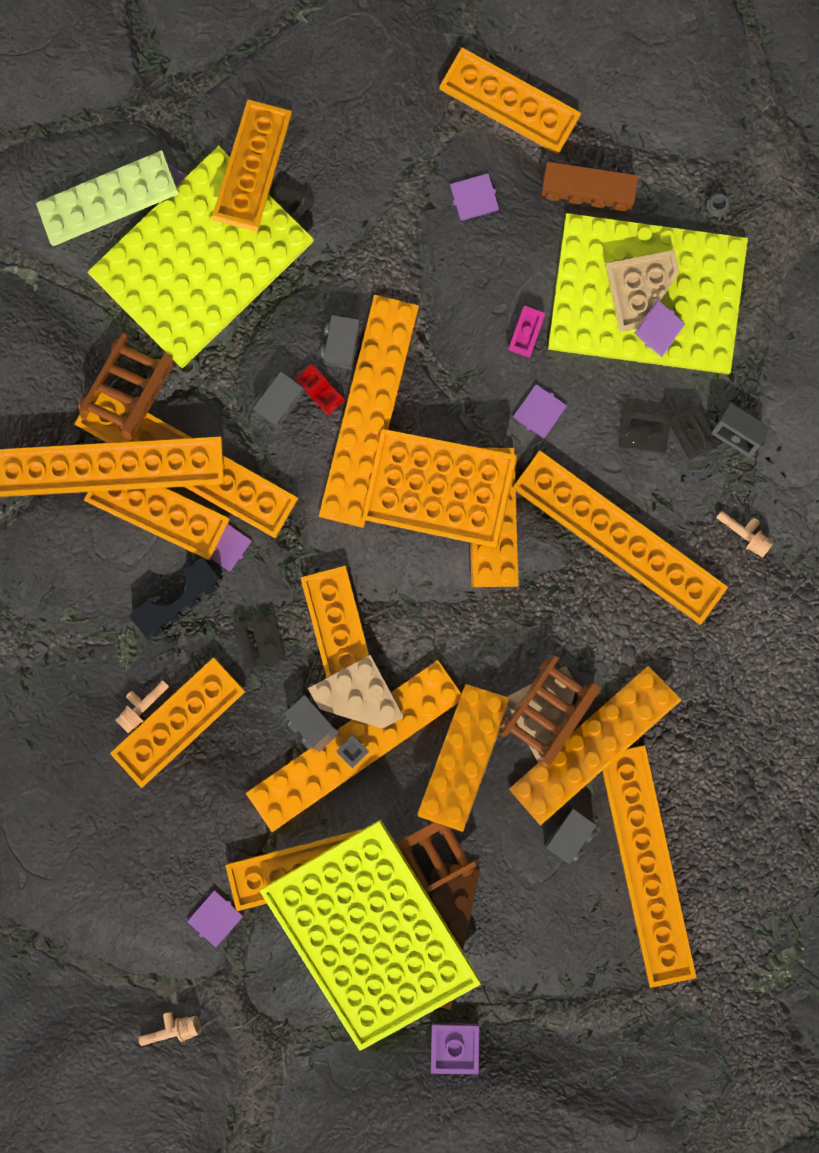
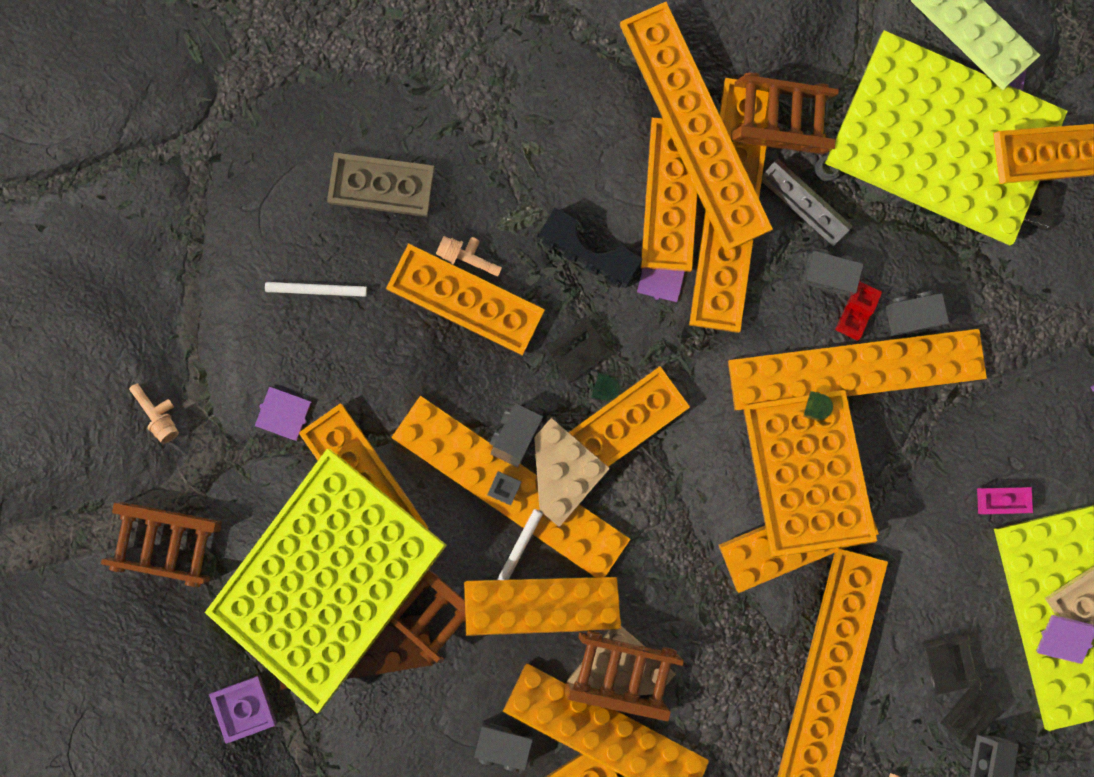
camera: 65 degrees right, 0 degrees up
(49, 757) = (381, 184): none -> dark tan plate
(118, 848) = (316, 289): none -> white bar
(209, 398) = (805, 202): none -> flat silver plate
(262, 1065) = (154, 518): none -> dark orange fence
(301, 630) = (605, 388): none -> clear green tile
(387, 458) = (818, 406): none -> clear green tile
(406, 755) = (520, 545): none -> white bar
(539, 411) = (926, 545): medium lavender piece -> none

